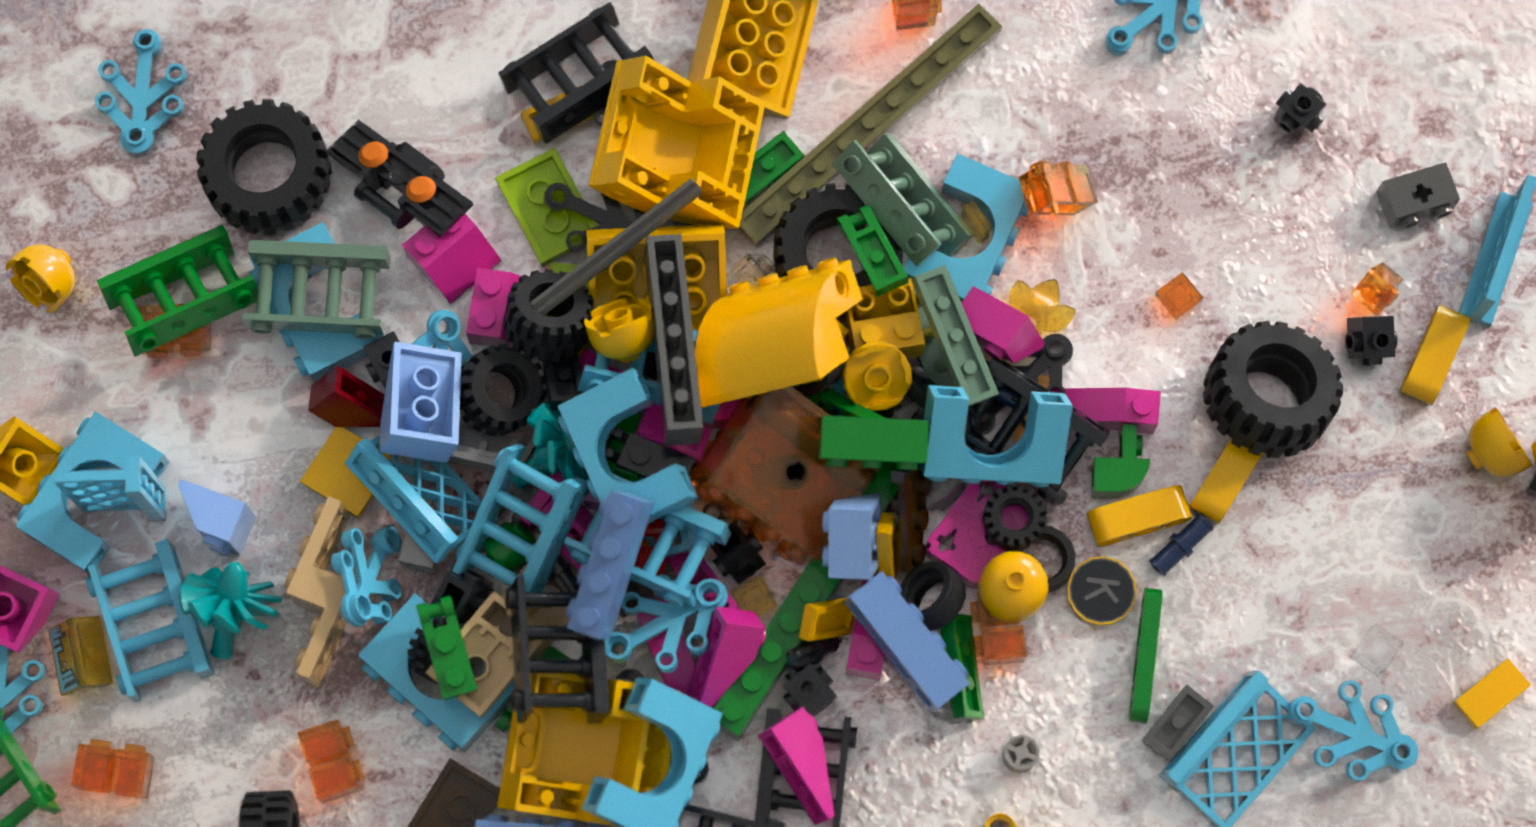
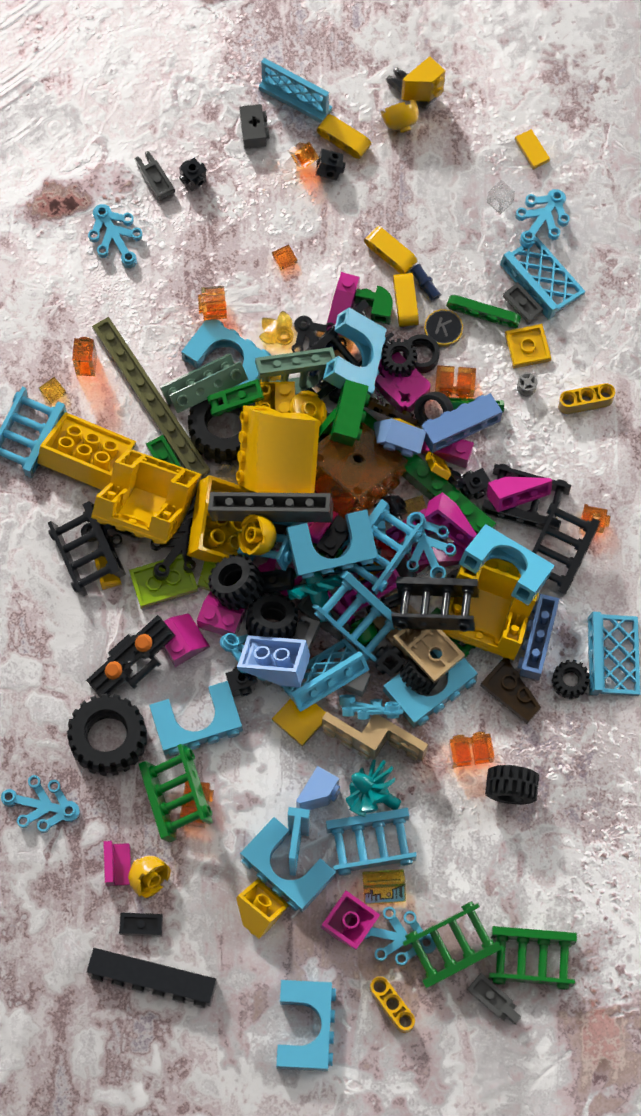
camera: 80 degrees left, 5 degrees down
(62, 224) = (116, 863): none -> dark pink panel
(114, 770) = (456, 874): clear orange piece -> none
(302, 257) = (177, 697): sand green fence -> none
(346, 400) = (260, 709): dark red slope -> none
(447, 650) = (424, 665): green plate -> none
(609, 565) = (397, 559): medium blue brick -> none
(616, 247) = (207, 532): dark grey axle -> none
(976, 221) = (221, 350): clear yellow tile -> none
(1000, 327) = (290, 341): dark pink slope -> none
(1013, 586) = (437, 366): yellow cylinder -> none
(1098, 745) = (527, 346): none -> yellow tile
(1283, 52) = (155, 177): none -> dark grey hinge
(1292, 358) = (346, 197): black tyre -> none

